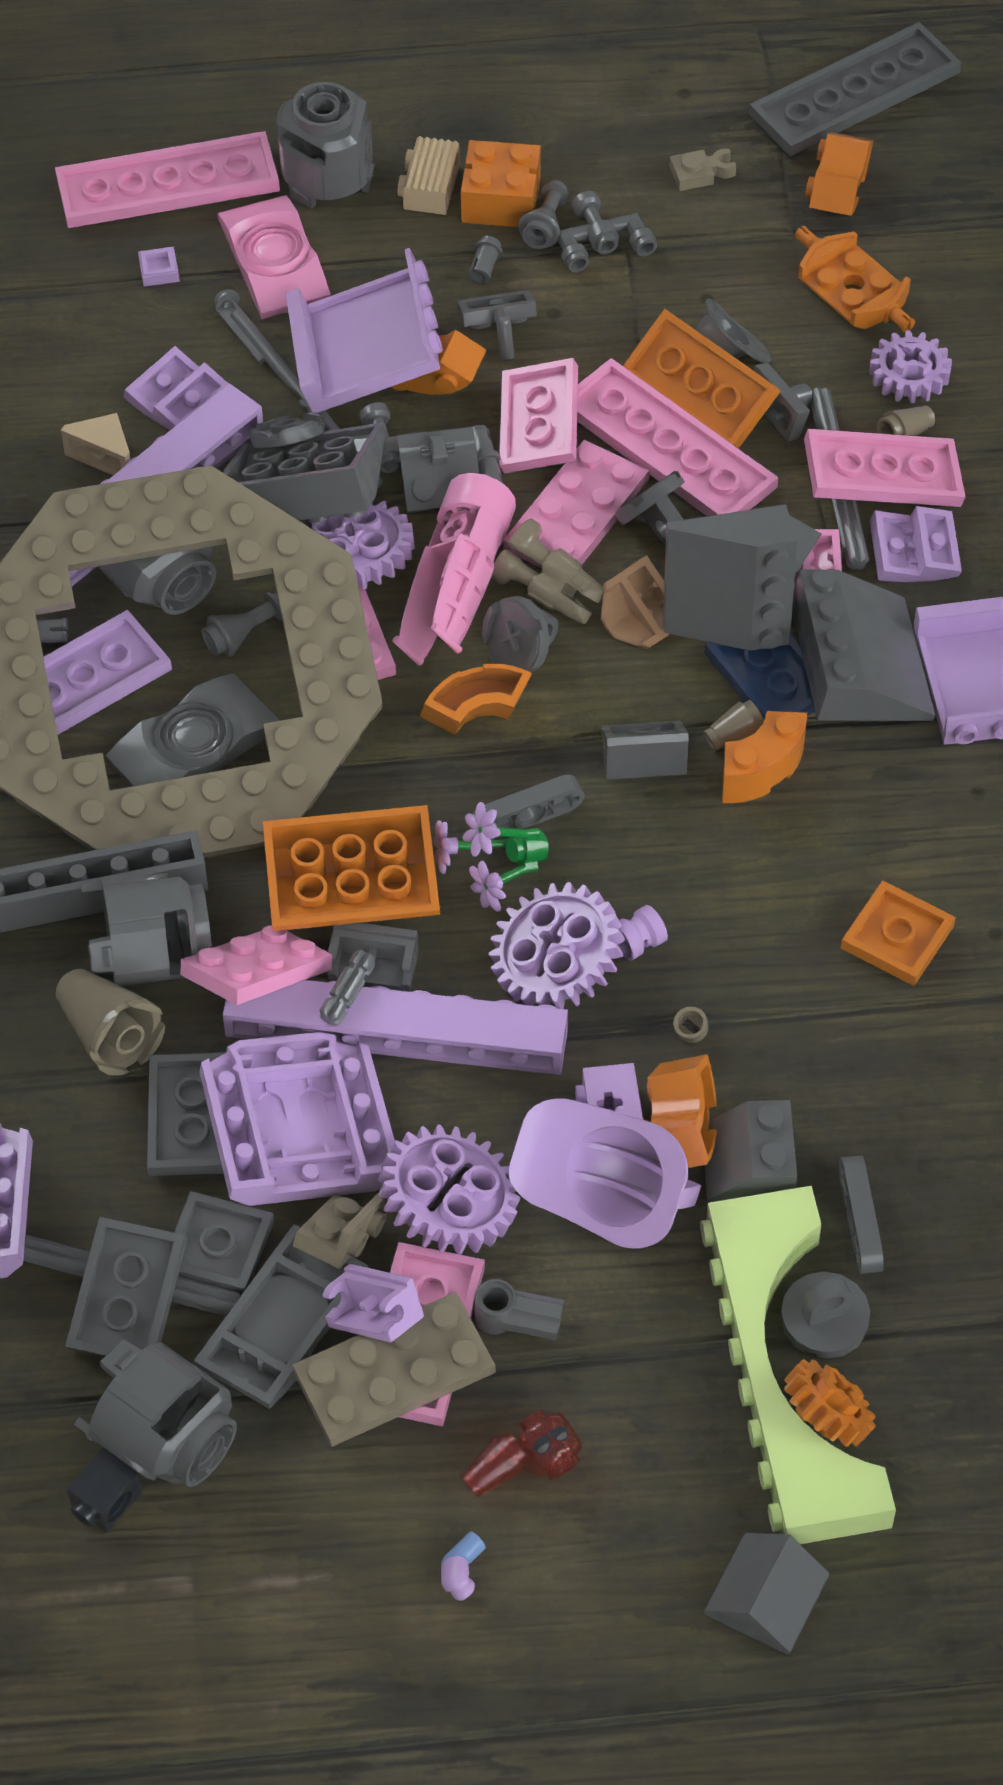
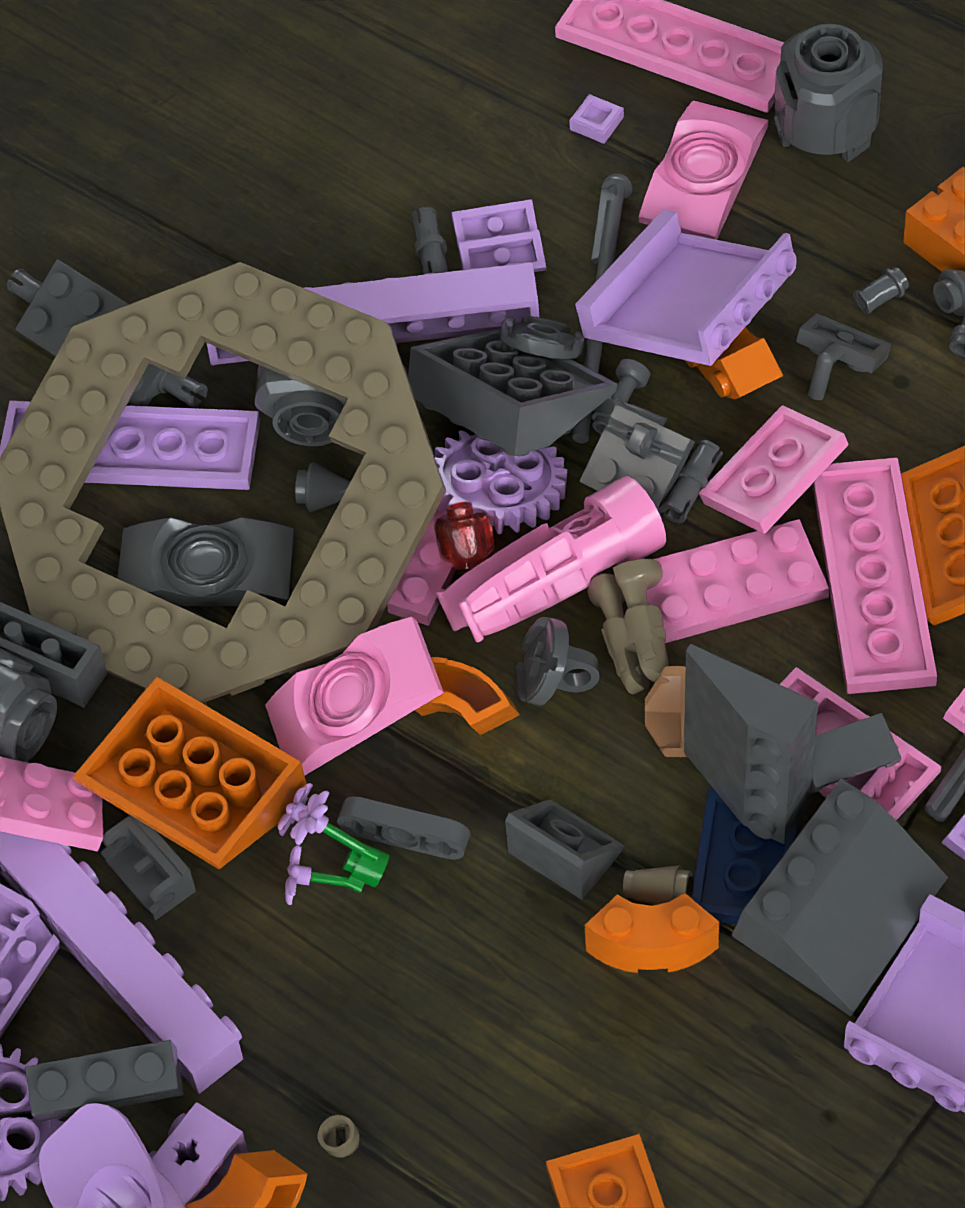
camera: 45 degrees right, 0 degrees up
(97, 443) = (386, 245): tan slope -> none
(131, 421) = (429, 243): none -> dark grey pin
(347, 987) = (77, 876): dark grey axle -> none
(381, 589) = (464, 535): none -> clear red head
(412, 739) = (354, 695): none -> bright pink slope
(430, 175) = (906, 178): tan brick -> none
(514, 1095) = (105, 1078): none -> dark grey brick
(556, 946) = (294, 974): lavender gear -> none
(641, 931) = (379, 1015): lavender wheel -> none
(654, 505) = (790, 618): dark grey tile -> none

